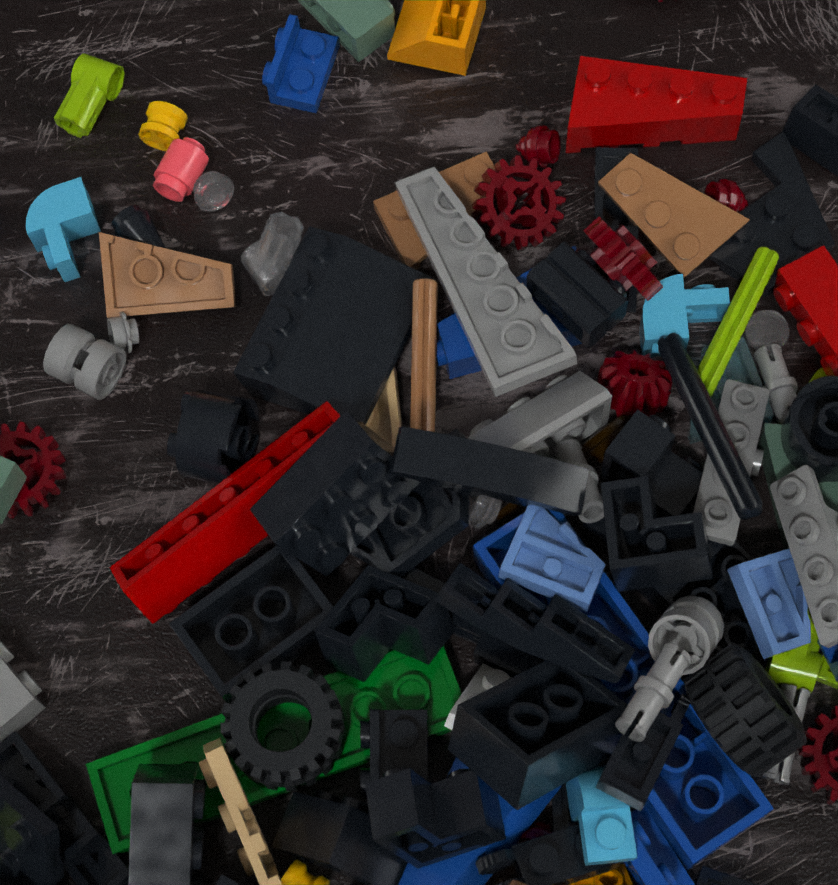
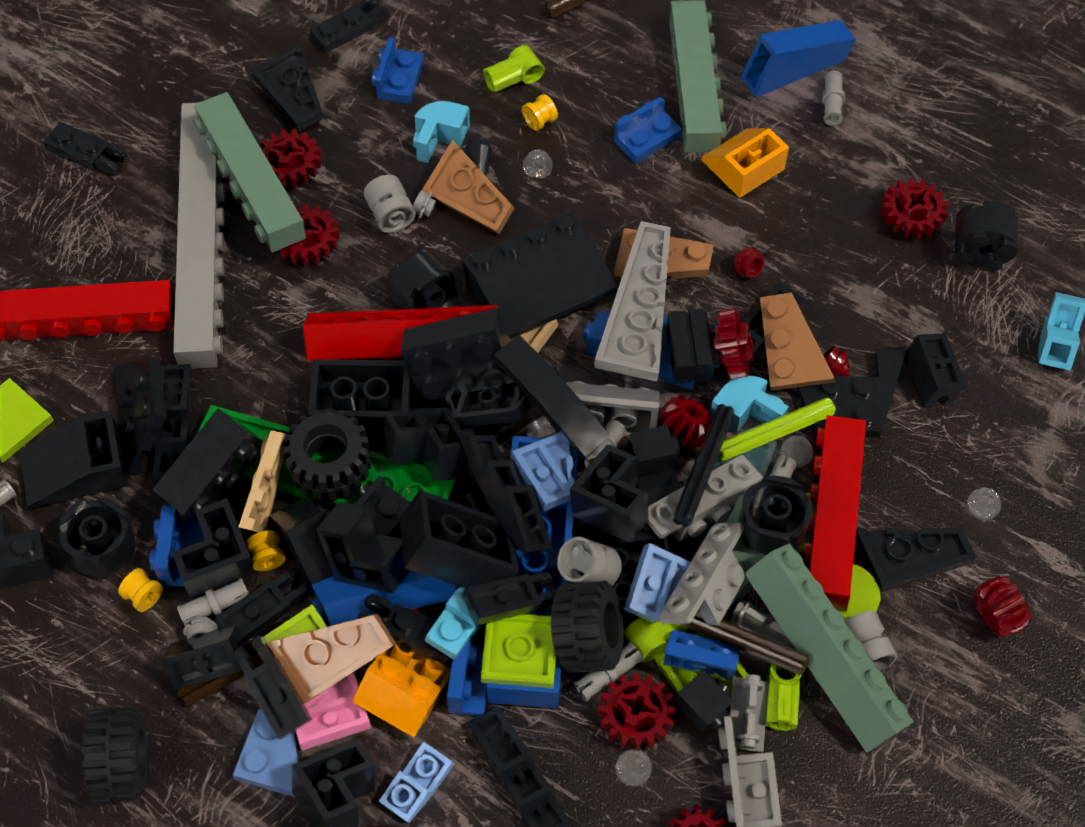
camera: 30 degrees right, 10 degrees down
(180, 169) = (529, 138): coral brick -> none
(273, 252) = (542, 210): clear piece -> none
(424, 354) = (578, 321): medium nougat axle -> none
(505, 193) = (704, 269): dark red gear -> none
(651, 105) = (833, 281): red wedge -> none
(653, 692) = (537, 569): light grey pin -> none
(700, 795) = (519, 652): none -> lime tile

